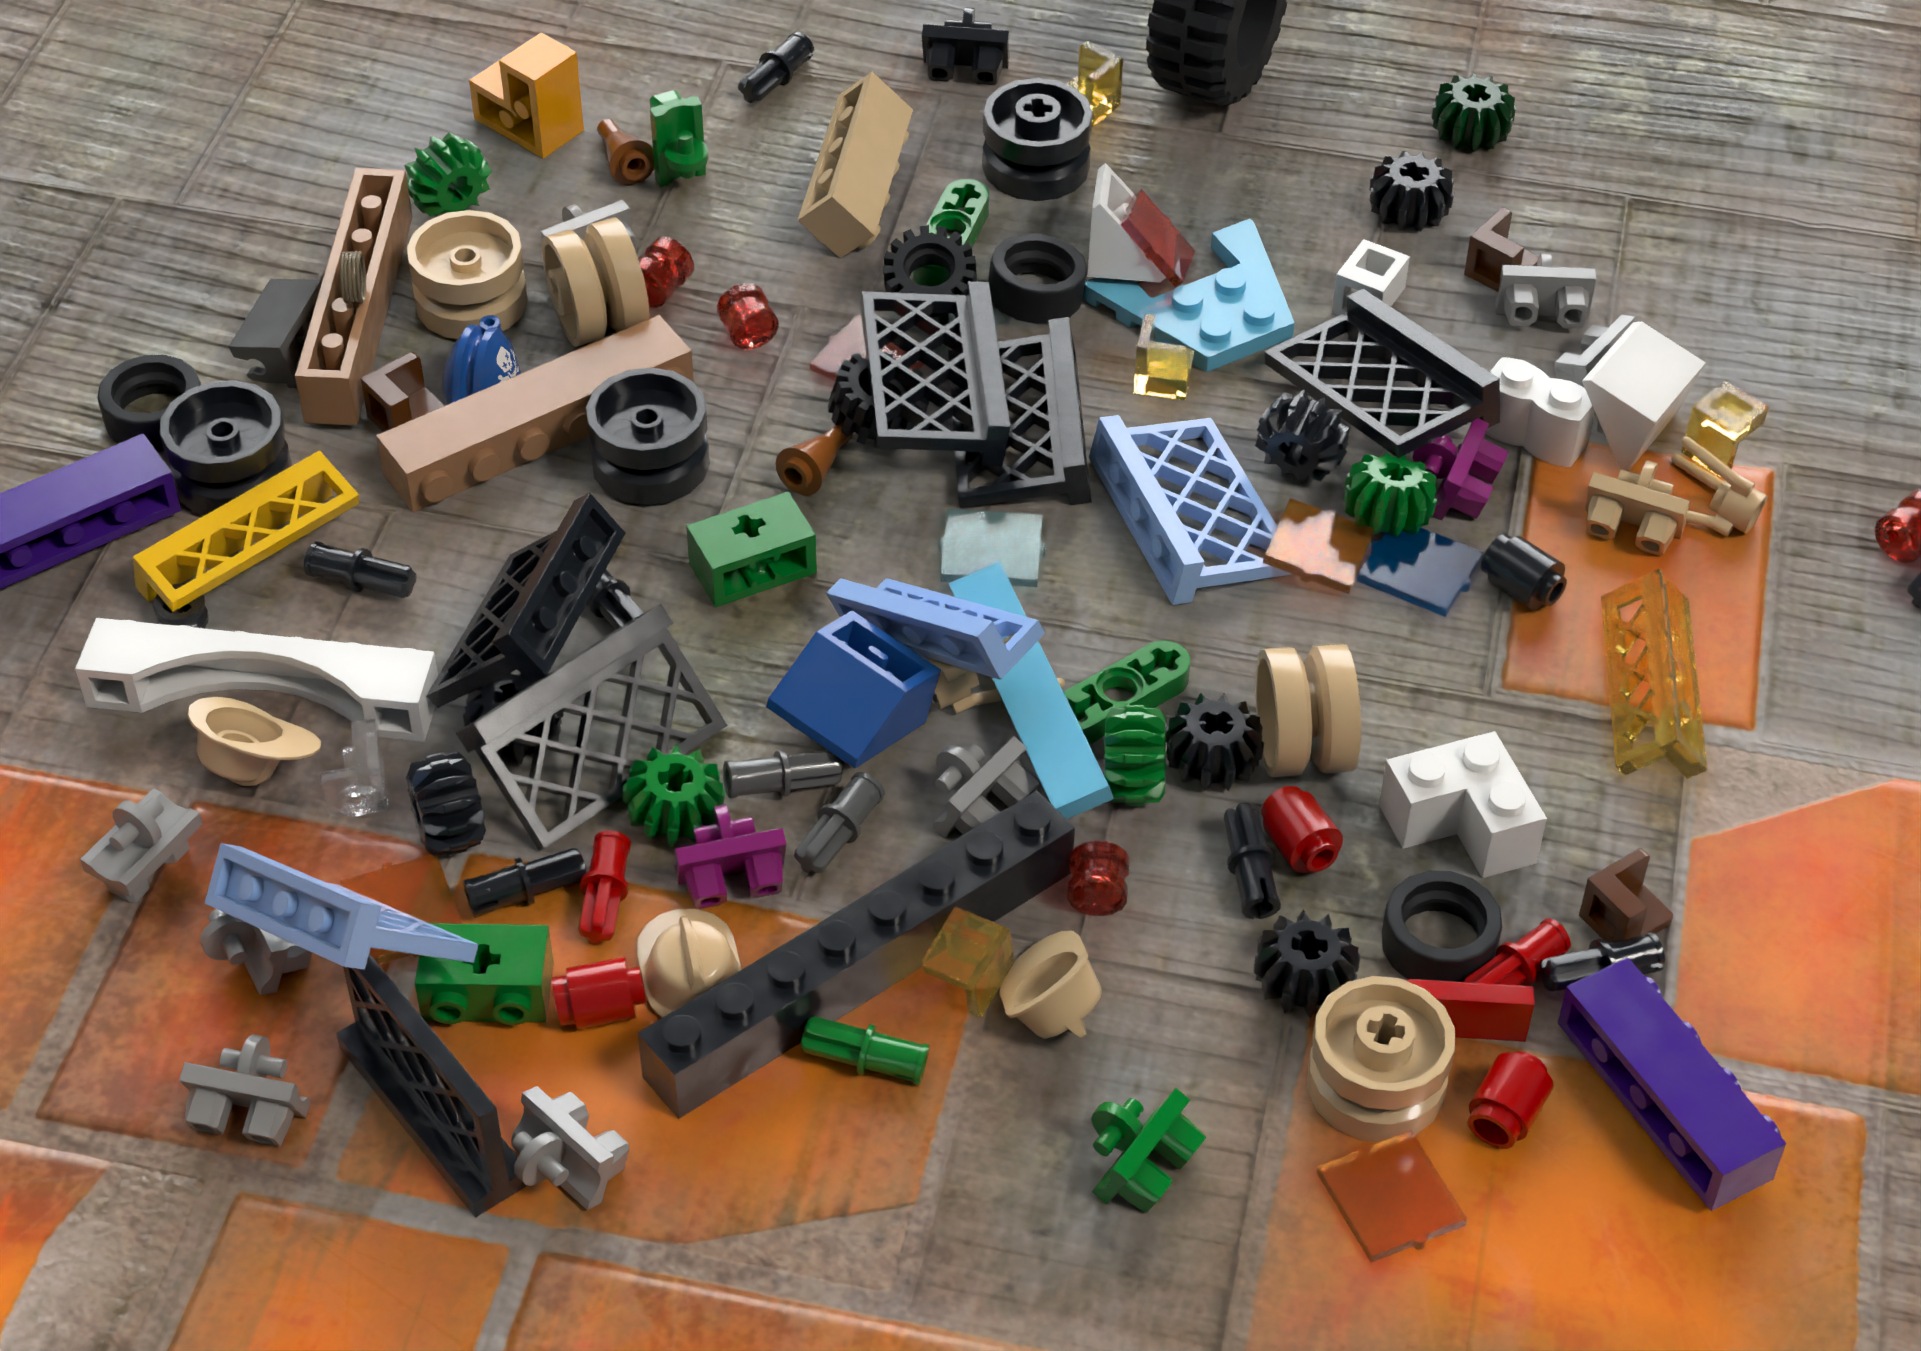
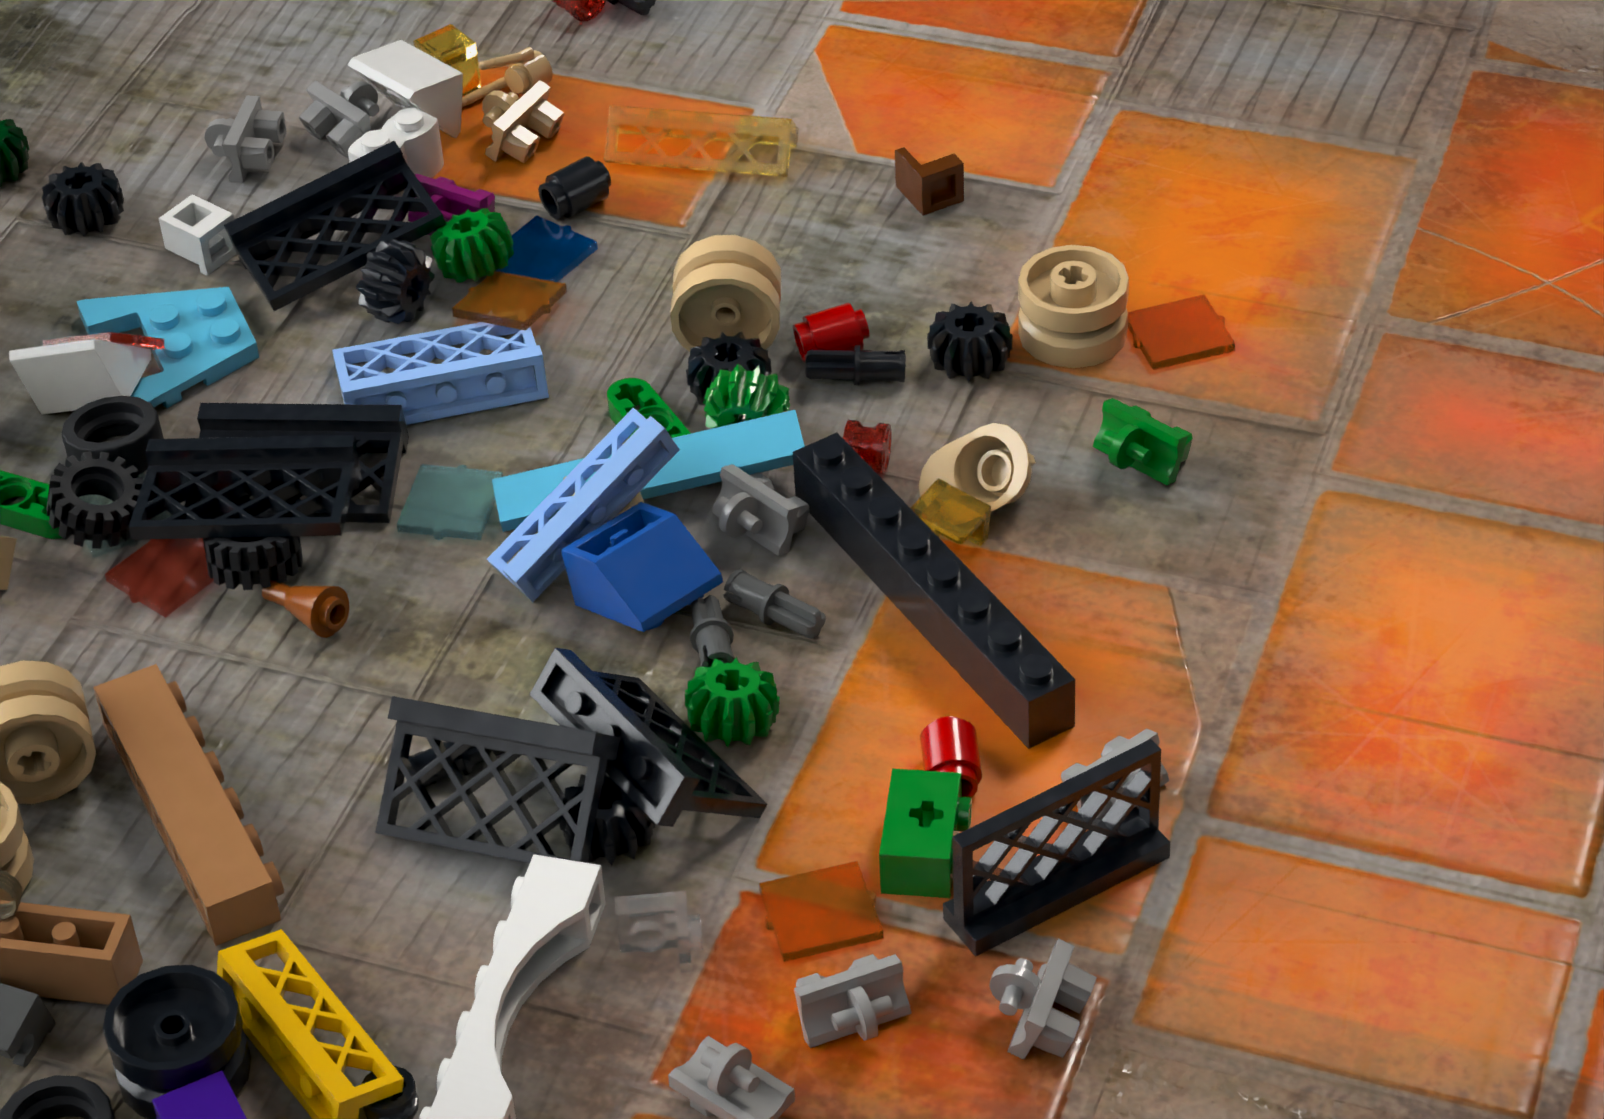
camera: 80 degrees left, 5 degrees down
(246, 741) = (612, 1007): tan piece -> none
(321, 914) = (899, 886): light blue fence -> none
(359, 570) = (372, 945): black axle -> none
(397, 393) = (144, 905): reddish brown panel -> none
(445, 803) = (727, 849): black gear -> none
(478, 360) = (103, 853): blue hat -> none
(523, 881) = (810, 816): black axle -> none
(604, 886) = (824, 759): red axle -> none
(648, 436) = (262, 705): black wheel -> none
(684, 957) = (915, 697): tan piece -> none
(727, 850) = (812, 669): magenta hips -> none
(747, 316) = (93, 641): clear red wheel -> none
(752, 549) = (425, 645): green brick -> none
(865, 1049) = (1028, 591): green axle -> none
(1161, 367) = (256, 373): clear yellow panel -> none
(1447, 893) = (935, 250): black tyre -> none
(1467, 792) = (820, 235): white brick -> none
(1484, 1009) = (1026, 246): red tile -> none
(1491, 249) = (188, 163): reddish brown panel -> none
(1509, 1099) = (1119, 246): red brick -> none
(1521, 960) = (976, 240): red axle -> none
(1562, 970) = (984, 197): black axle -> none
(1671, 1083) = (1105, 172): dark purple brick -> none

